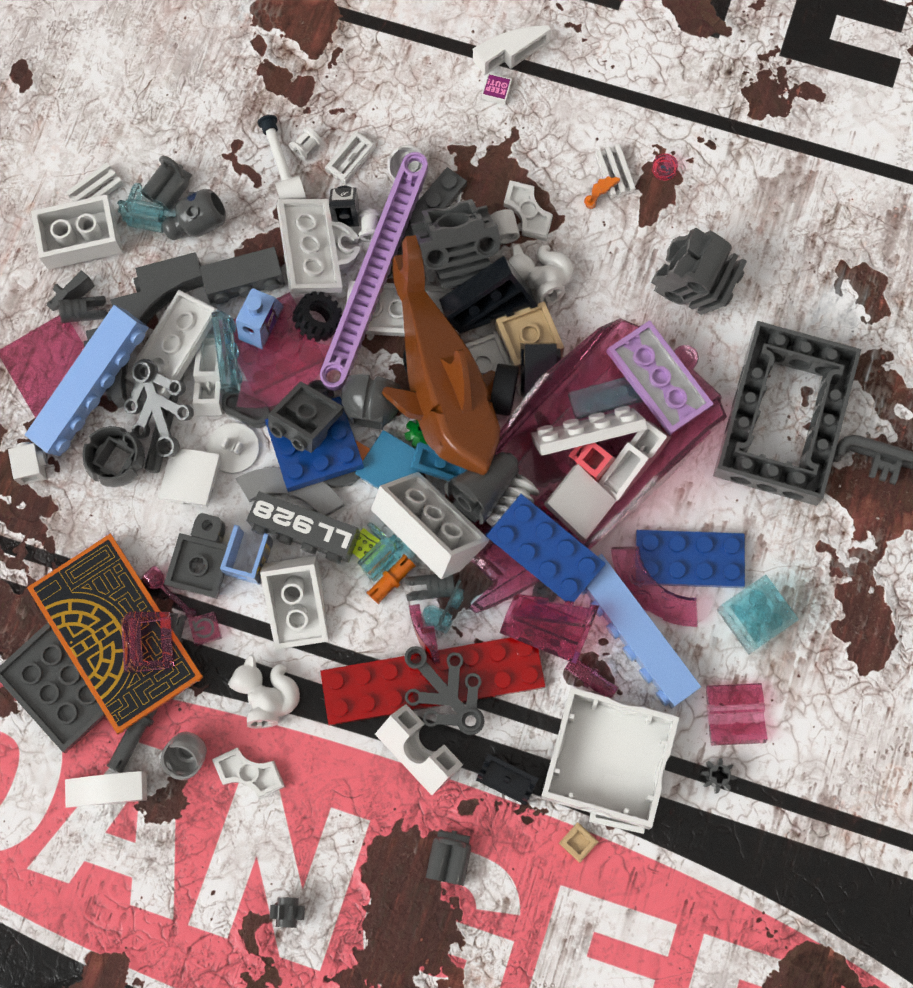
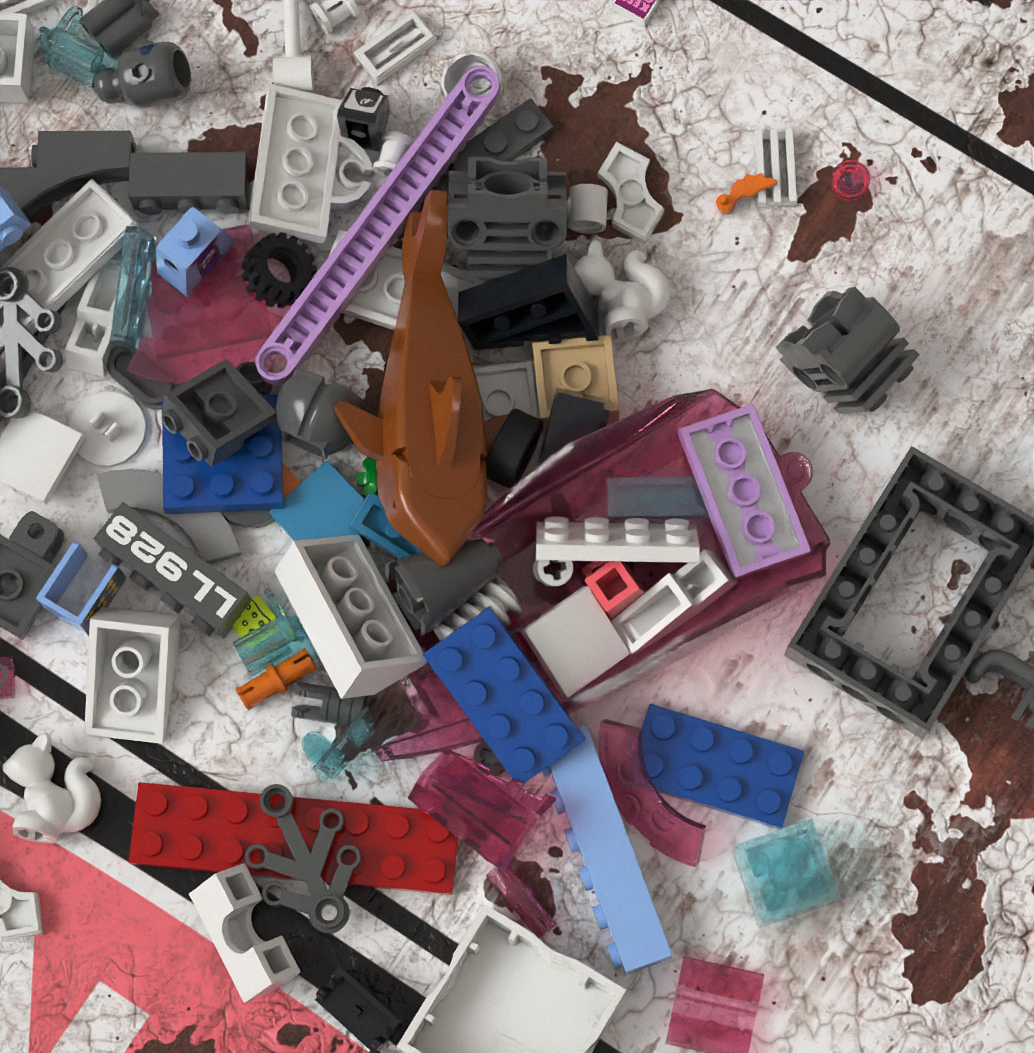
camera: 15 degrees right, 0 degrees up
(425, 635) = (300, 772): clear pink slope -> none
(554, 465) = (562, 575): none -> white bush

